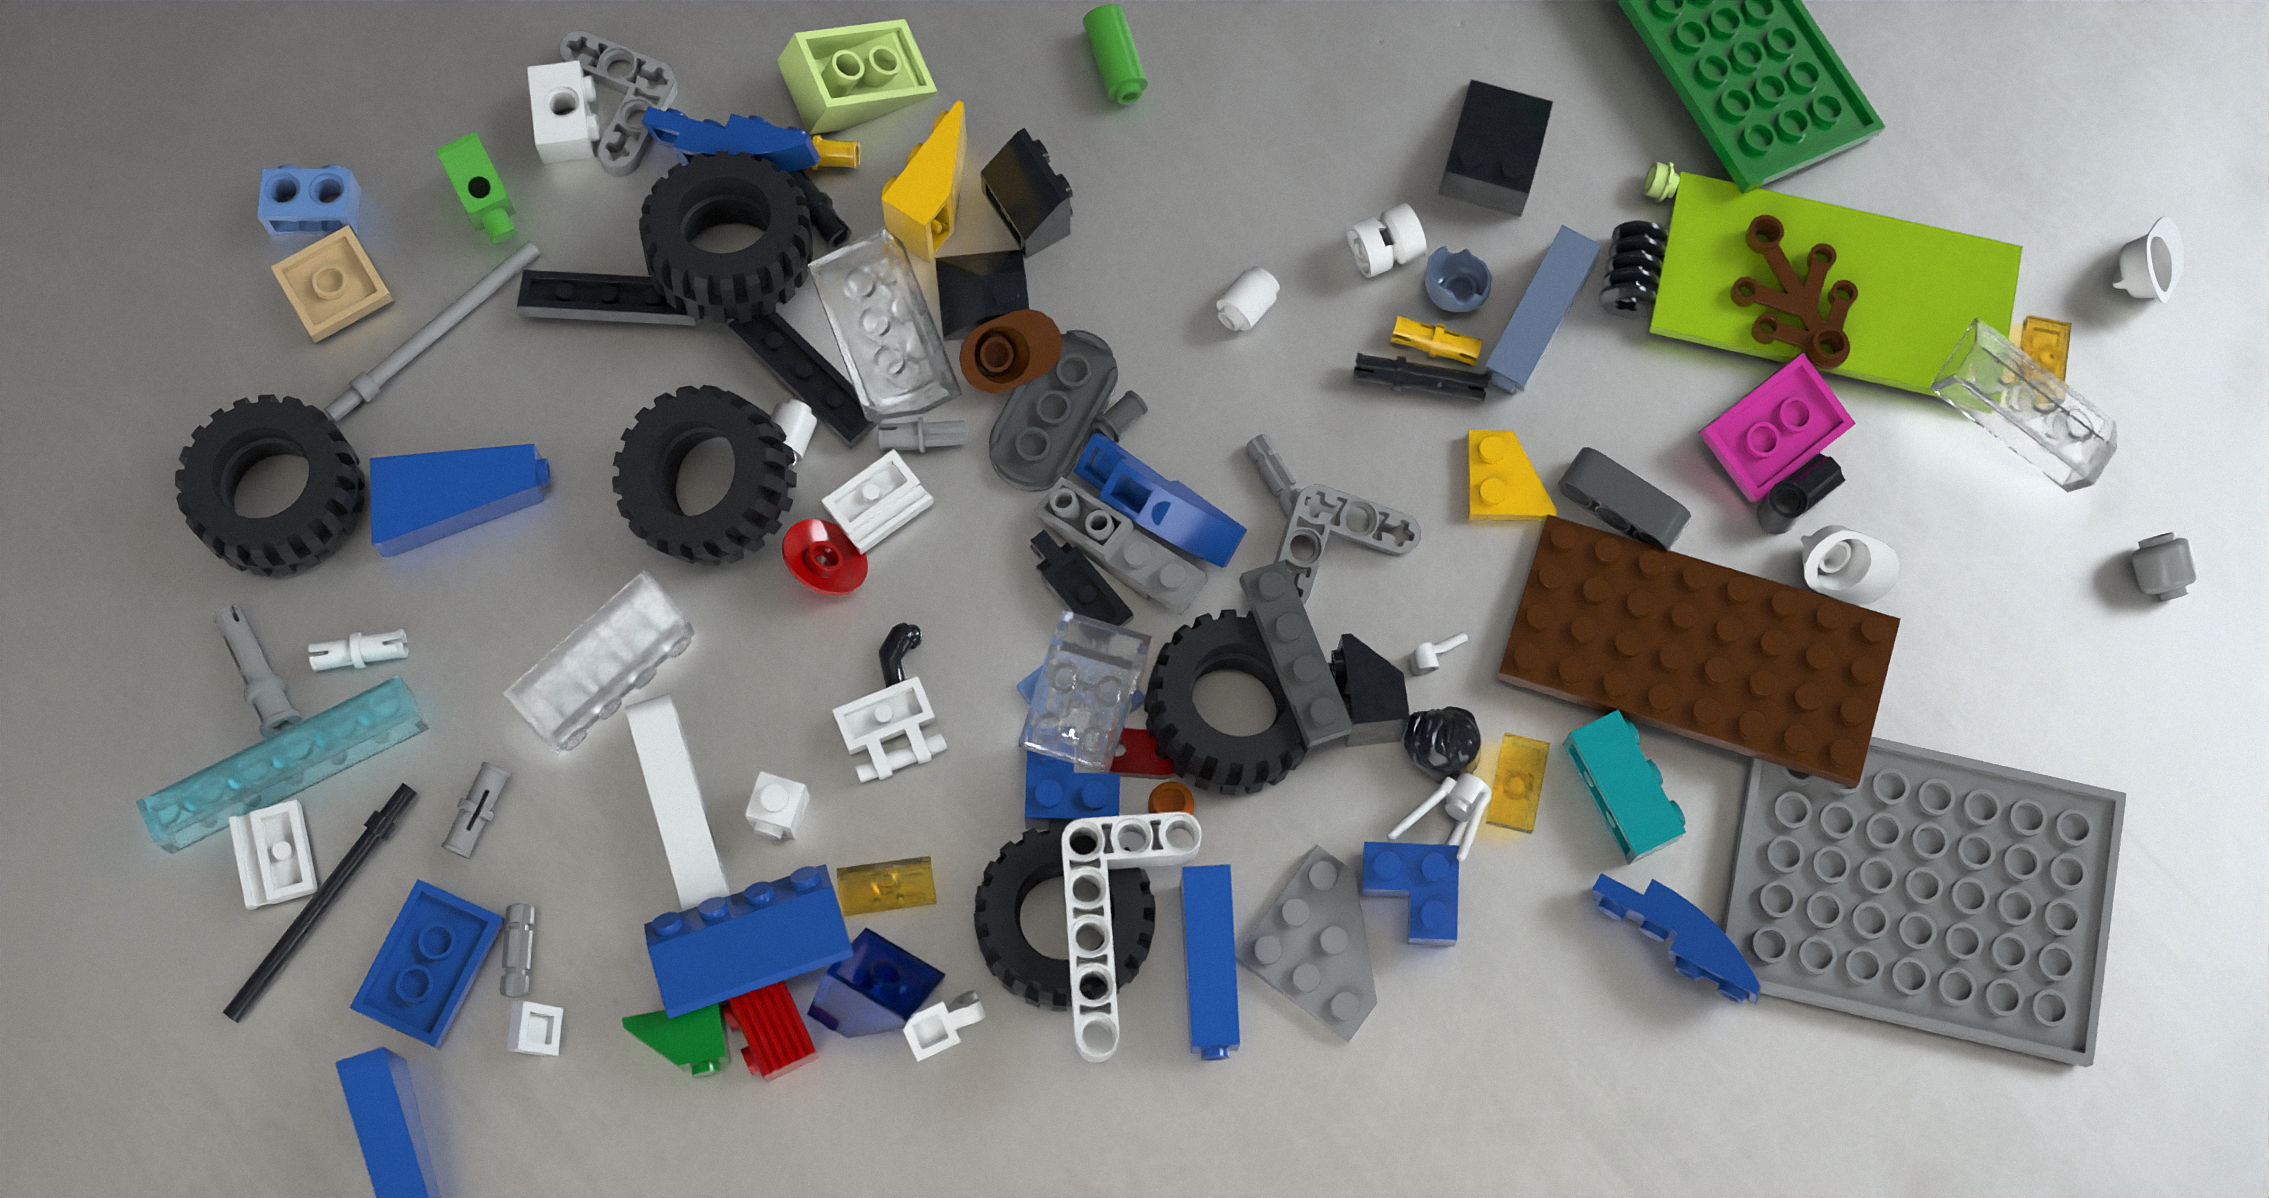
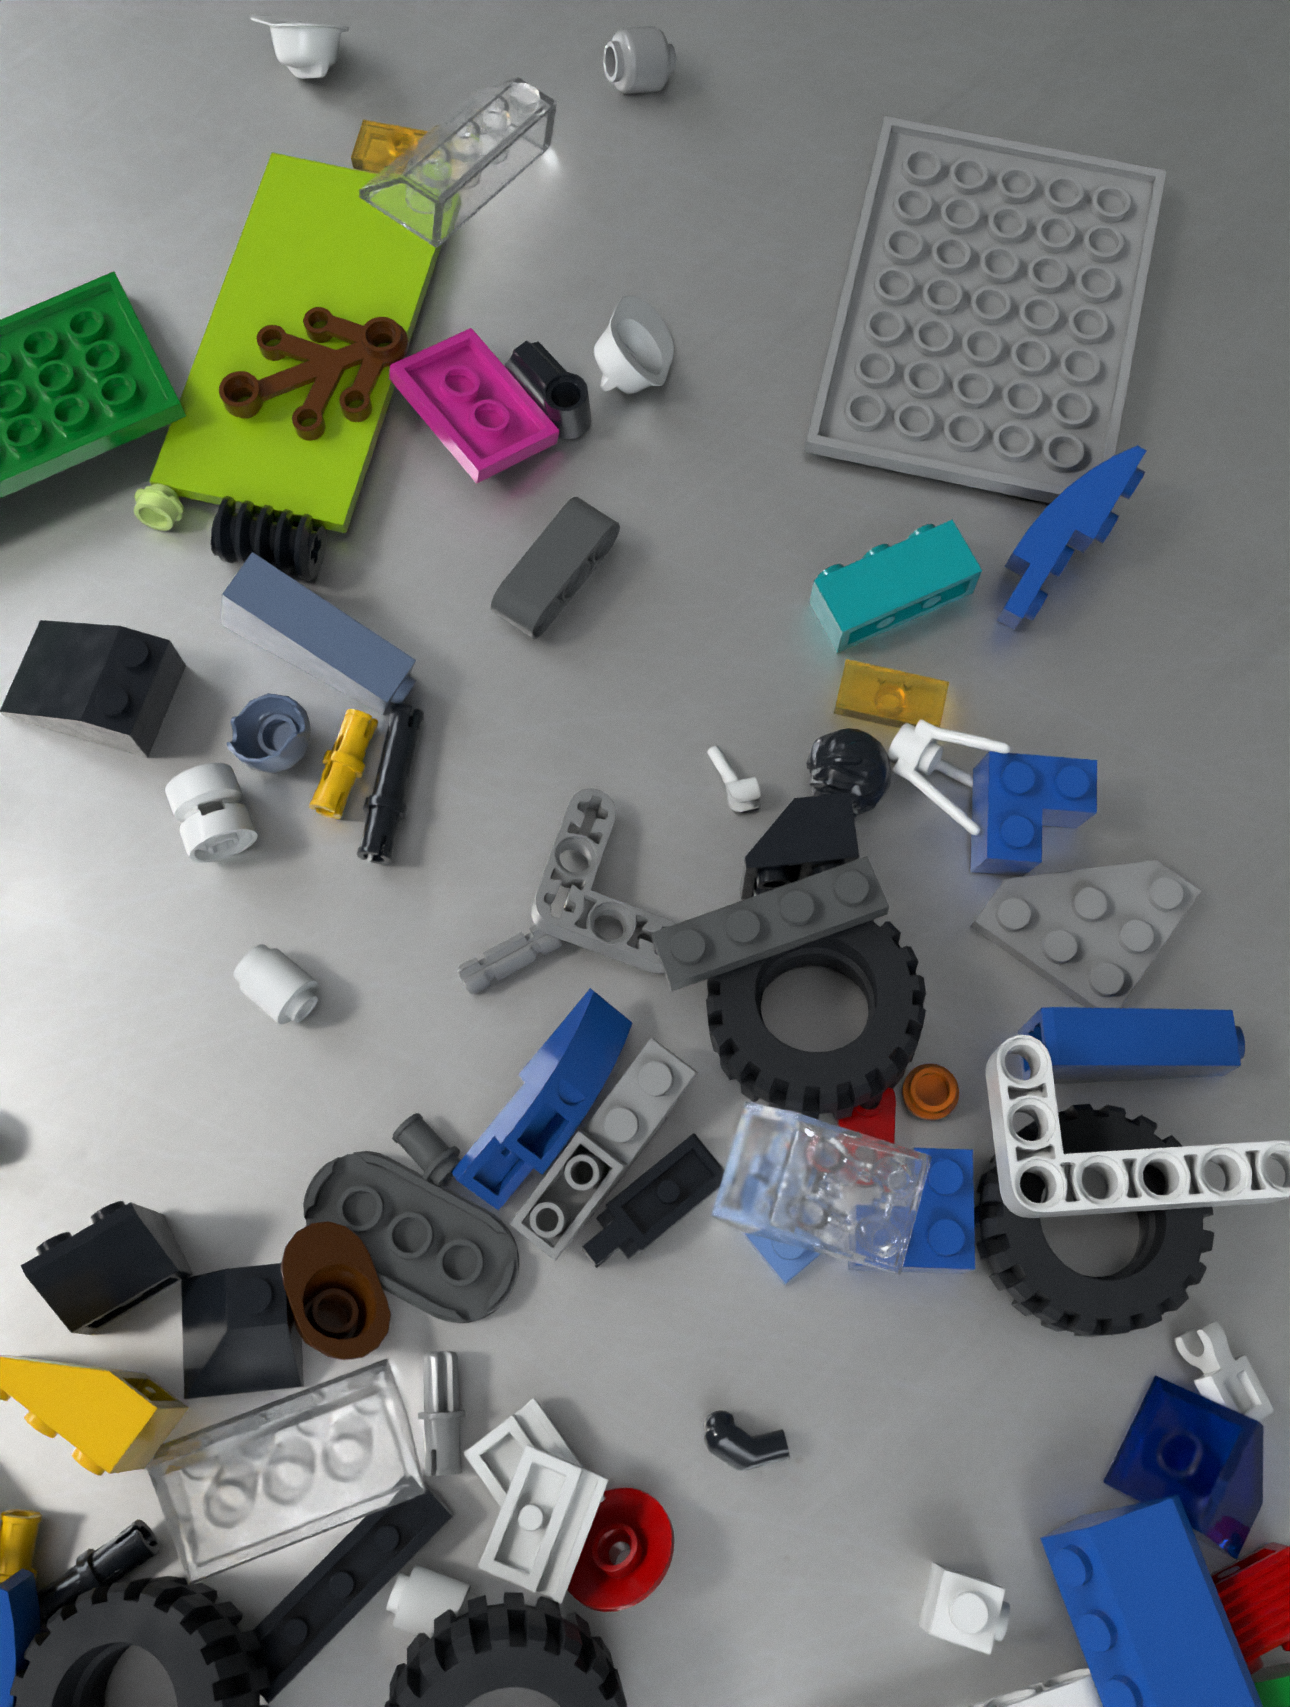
camera: 85 degrees left, 0 degrees up
(843, 501) = (543, 1523): none -> white plate
(886, 716) = (831, 1461): white plate -> none
(886, 885) = (1056, 1455): clear yellow plate -> none
(1503, 479) = (521, 699): yellow wing -> none
(1701, 650) = (733, 504): reddish brown plate -> none

